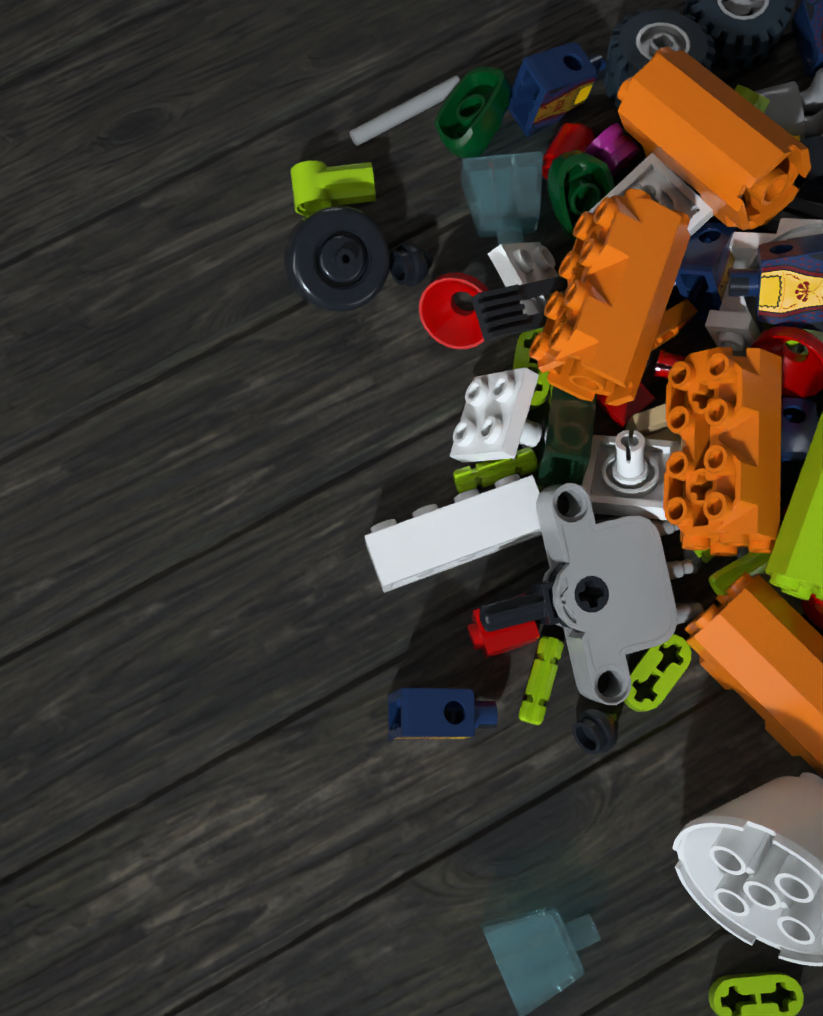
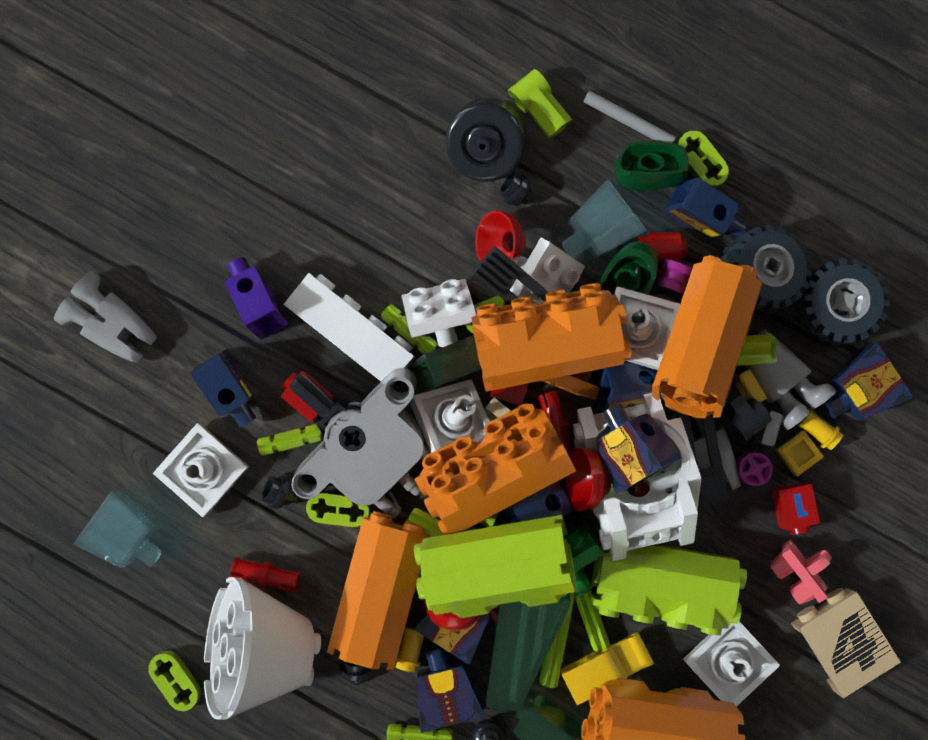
camera: 60 degrees right, 10 degrees up
(275, 809) = (110, 325): none -> light grey piece
(371, 616) = (254, 299): none -> dark purple torso
(495, 55) = (708, 154): none -> lime beam
(517, 807) = (201, 470): none -> white plate
(687, 804) = (265, 575): none -> red pin

